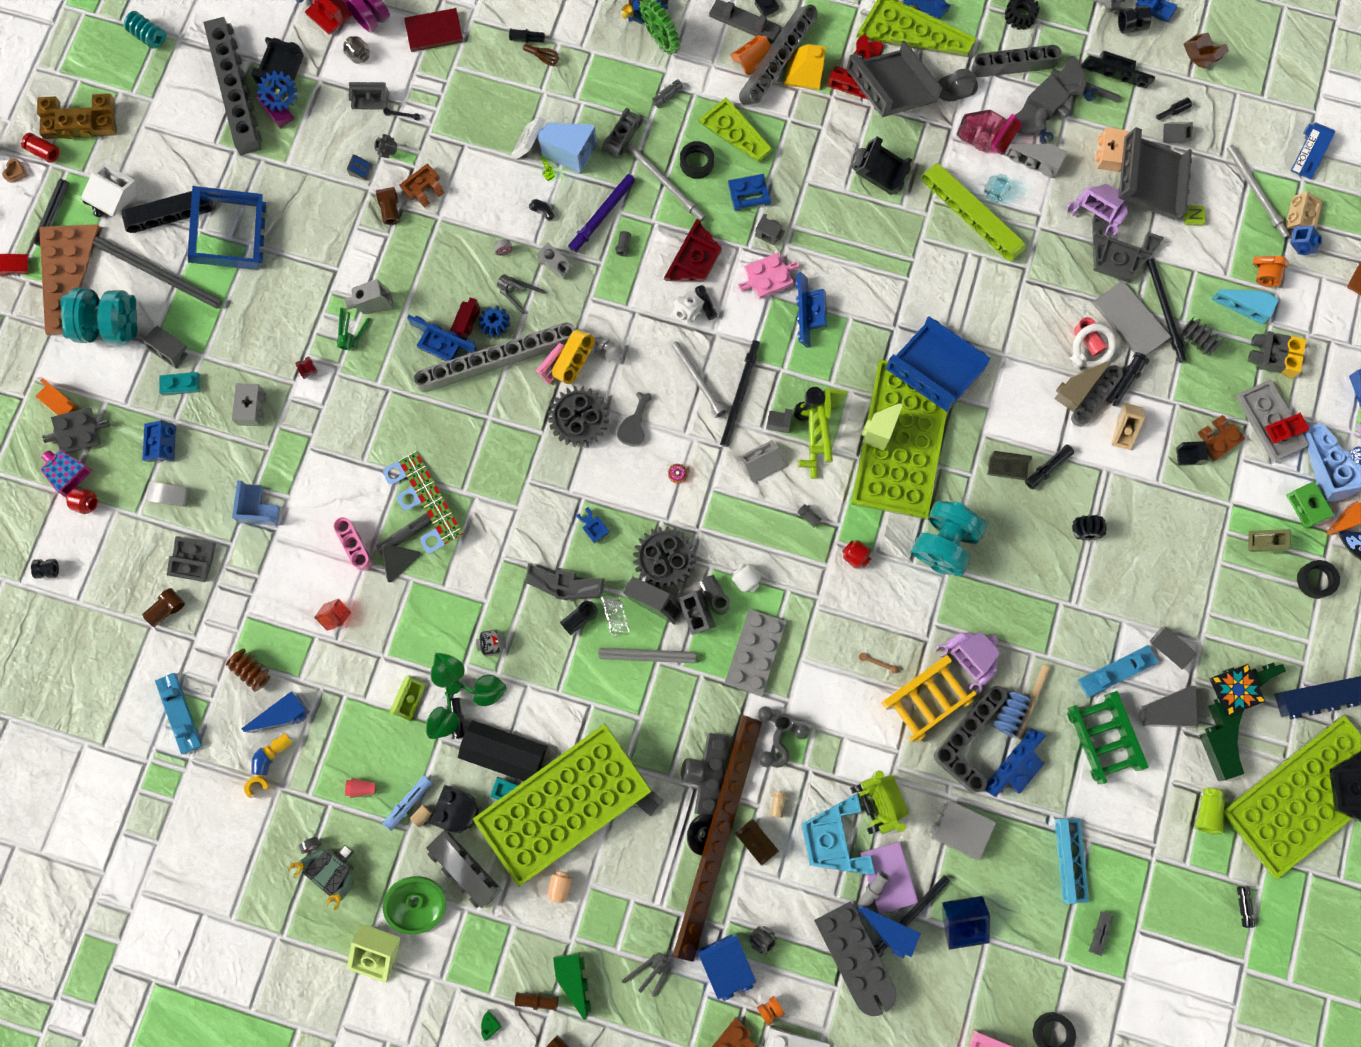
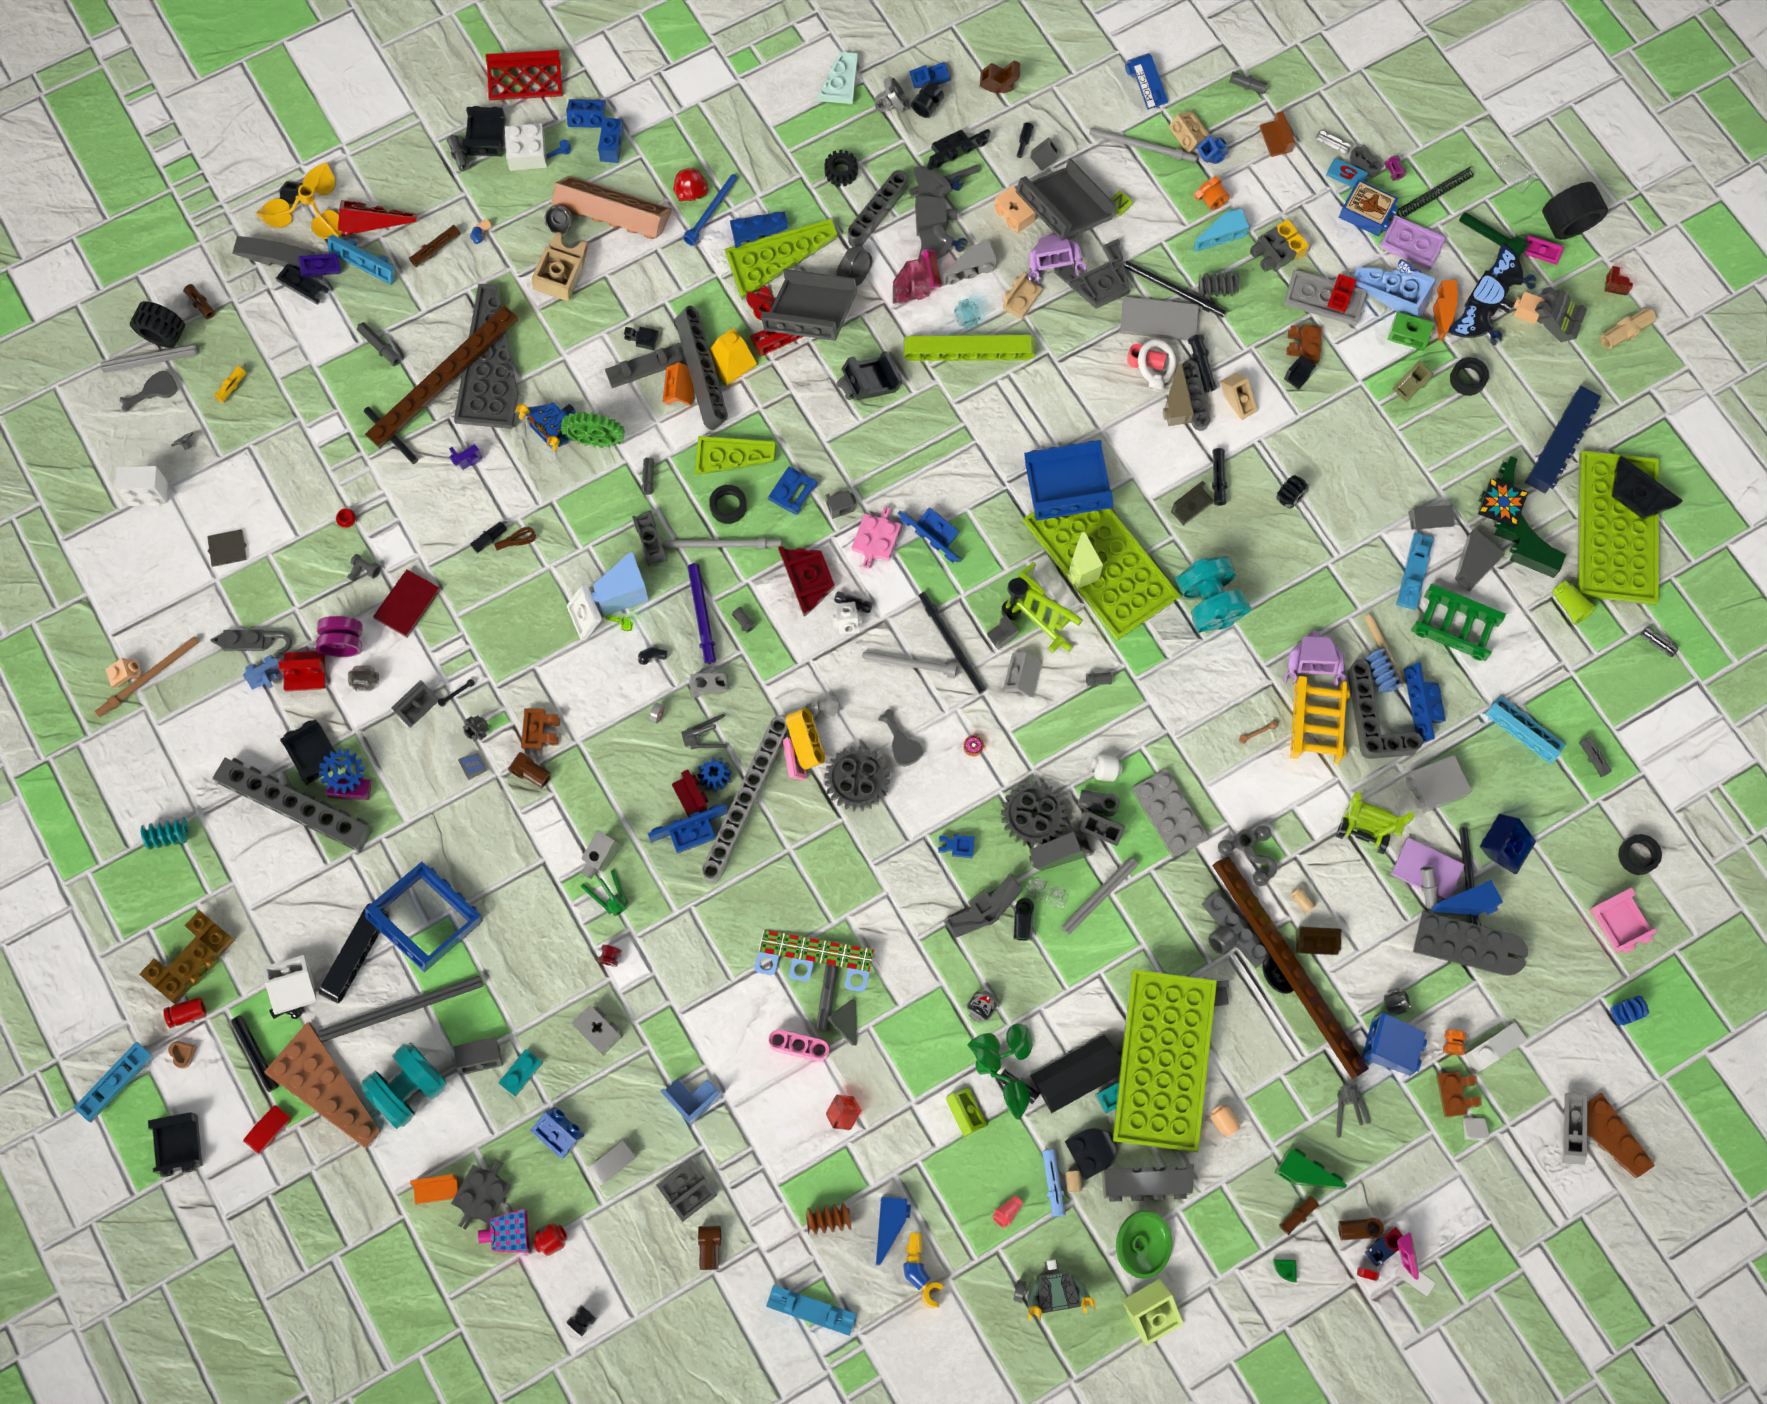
camera: 50 degrees left, 5 degrees down
(827, 843) = (1363, 889): medium azure wing -> none
(857, 554) = (1161, 671): red head -> none
(1049, 212) = (1021, 296): none -> tan bracket

